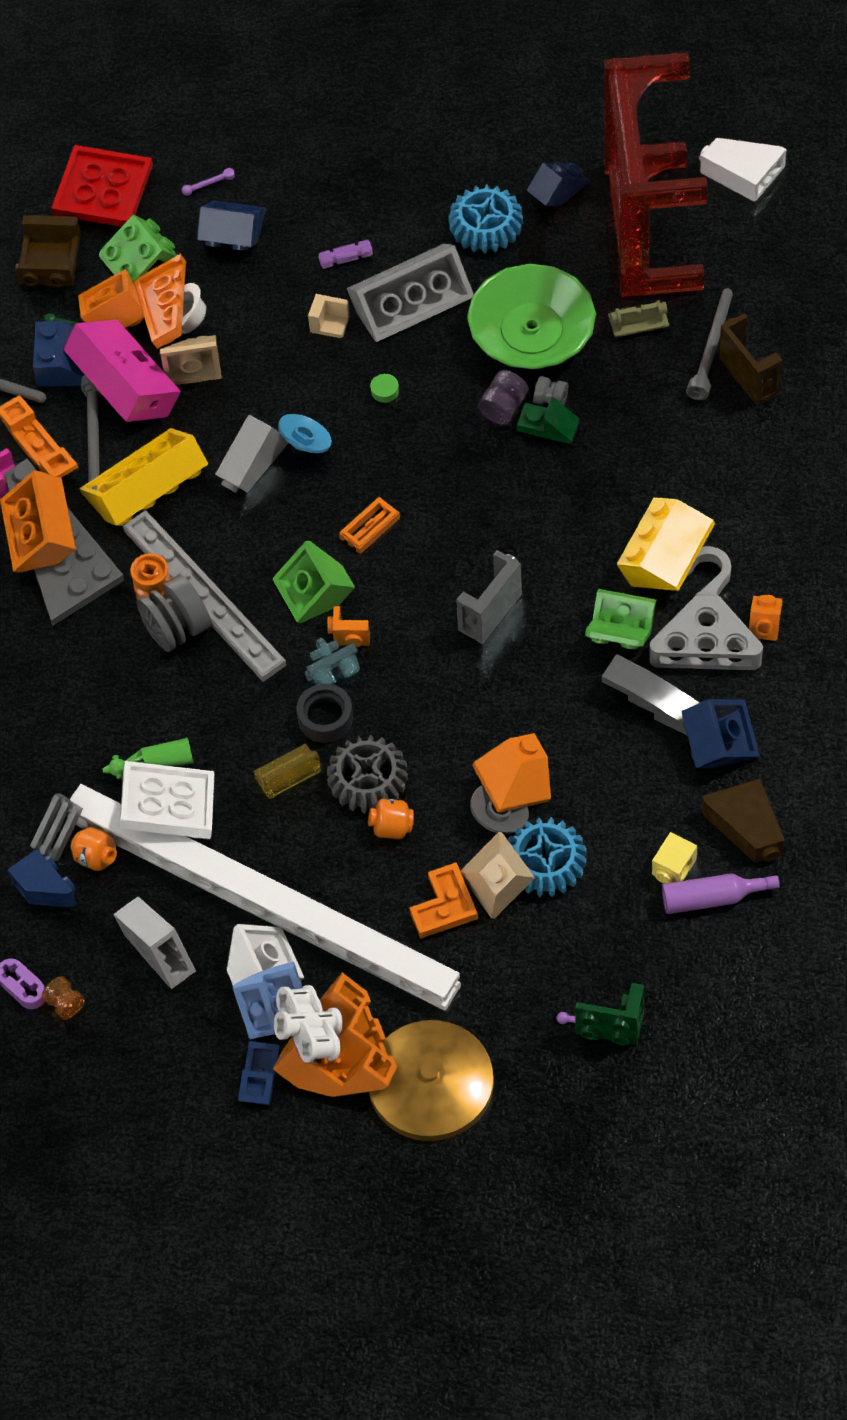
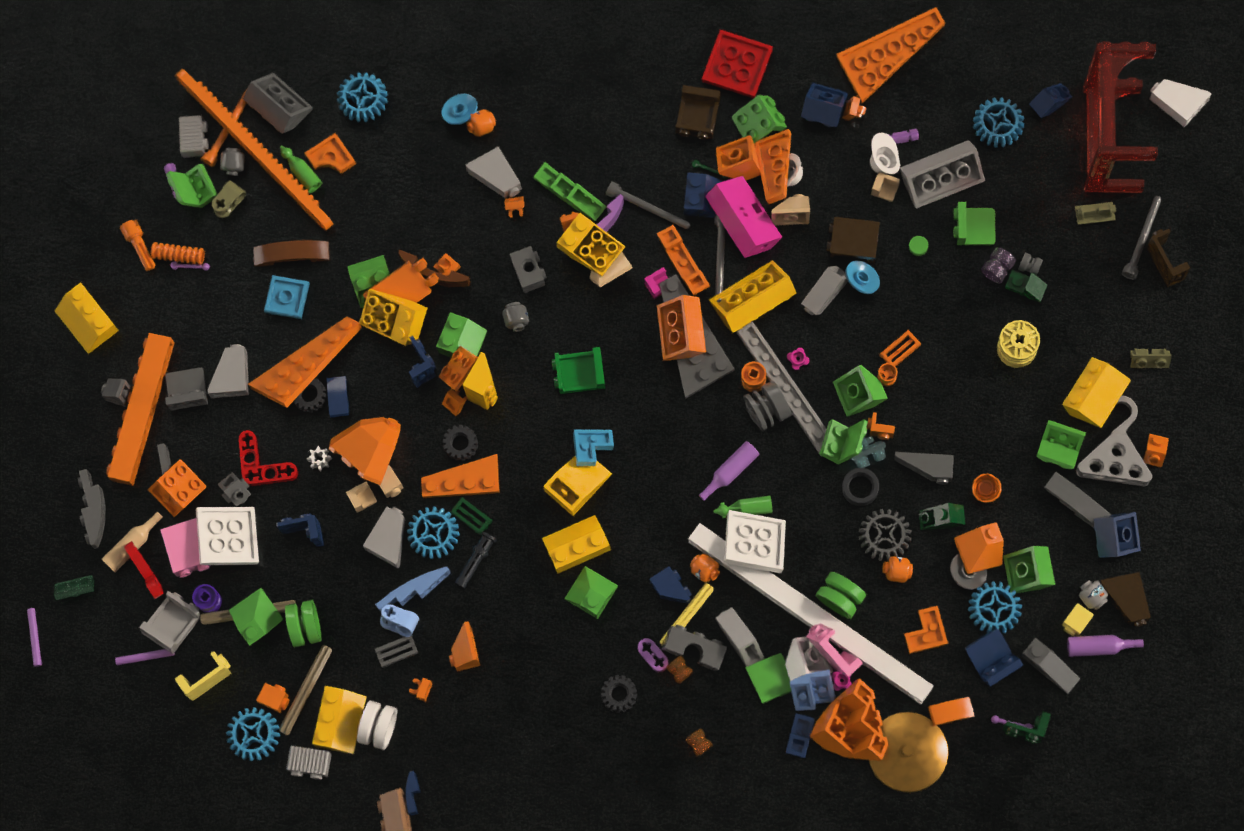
camera: 10 degrees right, 15 degrees up
(47, 821) = (673, 561): dark grey tile -> none
(60, 949) = (710, 651): none -> dark grey arch
(70, 922) = (692, 607): none -> light yellow axle
(99, 1100) = (699, 742): none -> clear orange wheel
(126, 708) = (731, 468): none -> medium lavender piece
(205, 995) = (770, 678): none -> bright green slope
(217, 545) = (797, 363): none -> dark pink plate
(227, 174) = (824, 62): medium lavender hinge -> none
(275, 224) = (853, 109): none -> orange tile
(288, 385) = (853, 238): none -> dark brown panel
(288, 652) = (843, 442): none -> bright green bracket
(288, 770) = (833, 524): clear yellow panel -> none
(293, 939) = (844, 662): none -> bright pink panel
(304, 859) = (840, 595): none -> bright green wheel
(304, 1019) = (835, 713): white axle -> none
(308, 157) = (881, 56): none -> orange wing
(318, 978) = (840, 685): none -> dark pink plate
(322, 273) = (884, 154): none -> white piece
(353, 556) = (887, 370): none -> orange wheel
(427, 672) = (931, 466): none -> dark grey slope
(452, 739) = (942, 517): none -> dark green slope
(459, 354) = (974, 225): none -> bright green bracket
(481, 616) = (967, 433): dark grey panel -> none
(489, 1011) = (951, 711): none -> orange slope
(496, 875) = (962, 618): tan slope -> none
(516, 692) = (986, 488): none -> orange hair
(535, 298) = (1026, 190): bright green dish -> none
(542, 493) = (1019, 353): none -> light yellow wheel
(546, 923) = (992, 657): none -> dark blue bracket
(593, 796) = (1029, 569): none -> bright green slope
(638, 928) = (1050, 665): none -> dark grey slope
(694, 821) = (1093, 594): none -> light grey head
(742, 498) = (1158, 359): none -> olive hinge

